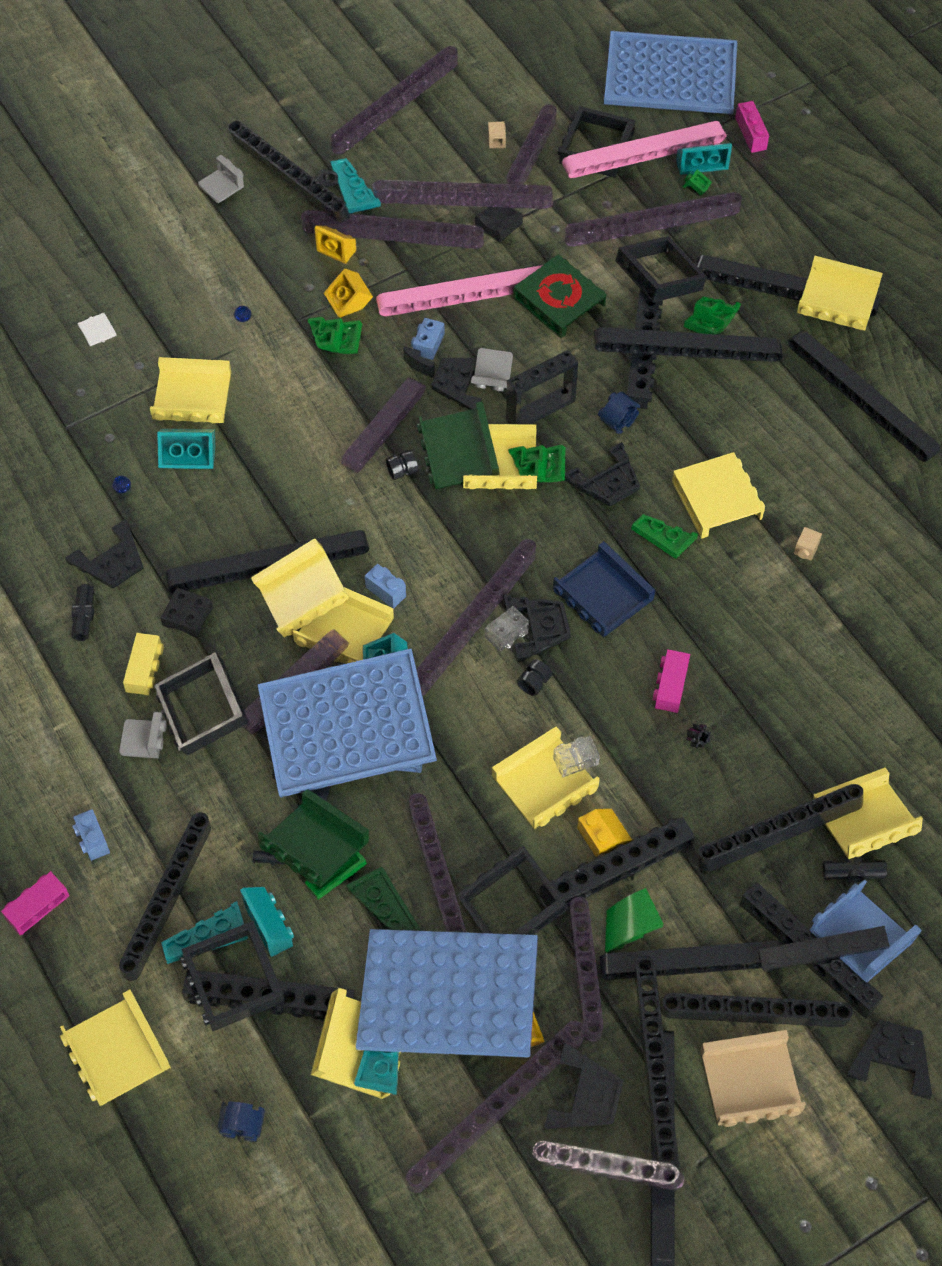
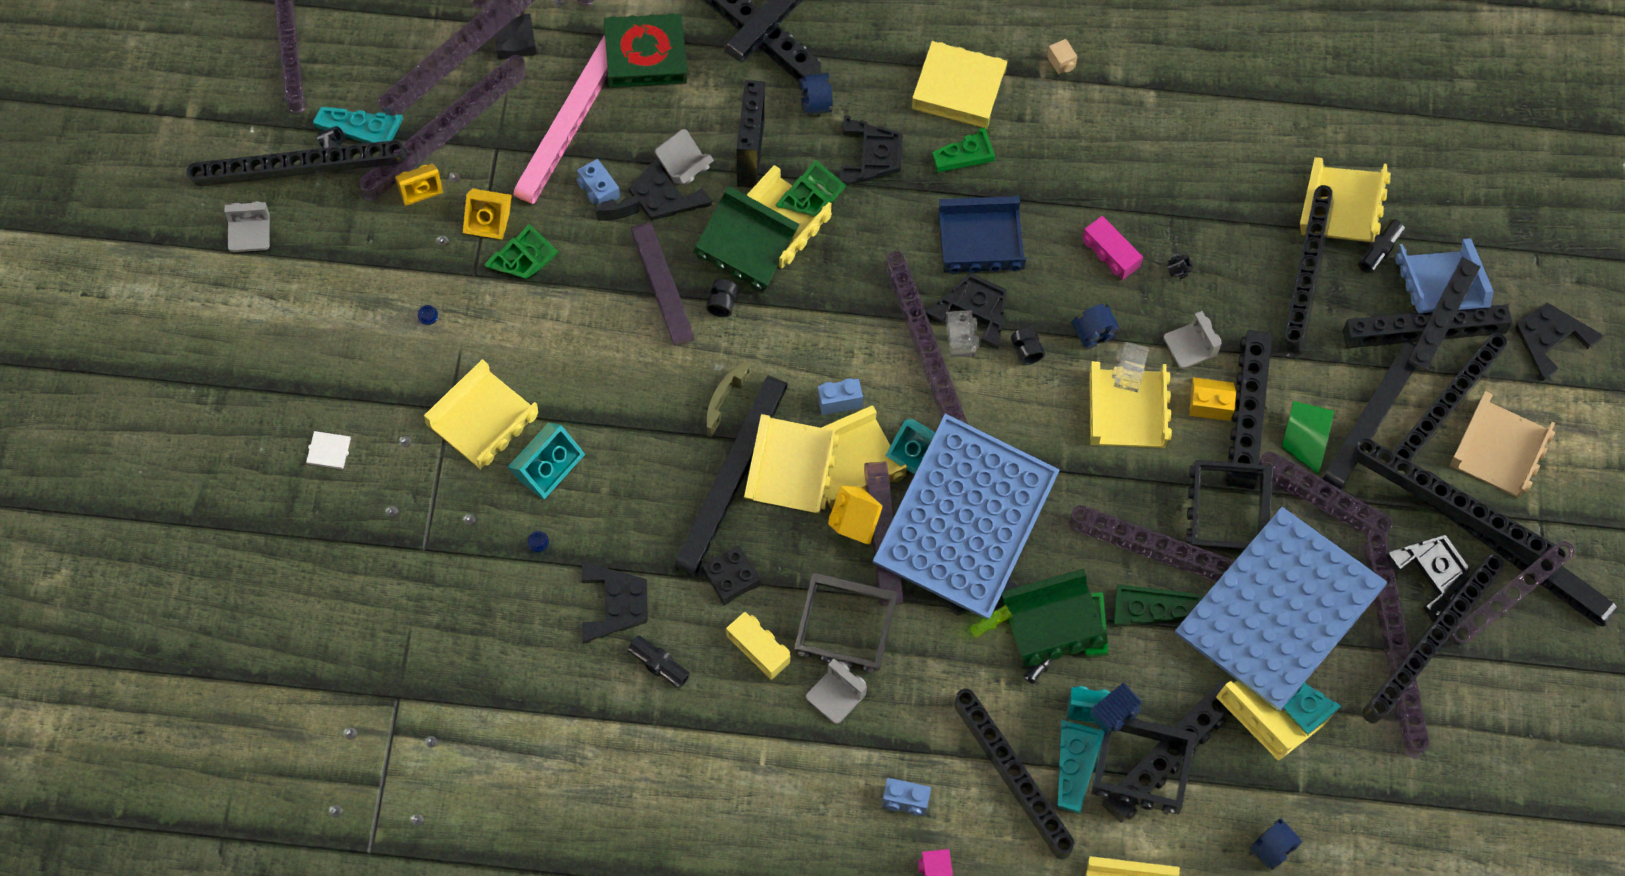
camera: 55 degrees left, 5 degrees up
(255, 920) = (1115, 709): none -> dark blue brick
(280, 801) = (986, 624): none -> clear neon green pin
(289, 649) = (855, 514): none -> yellow slope
(325, 514) = (735, 377): none -> olive slope
(528, 1124) = (1430, 645): none -> black beam
(590, 709) = (1095, 325): none -> dark blue brick
(639, 788) = (1193, 342): none -> light grey bracket

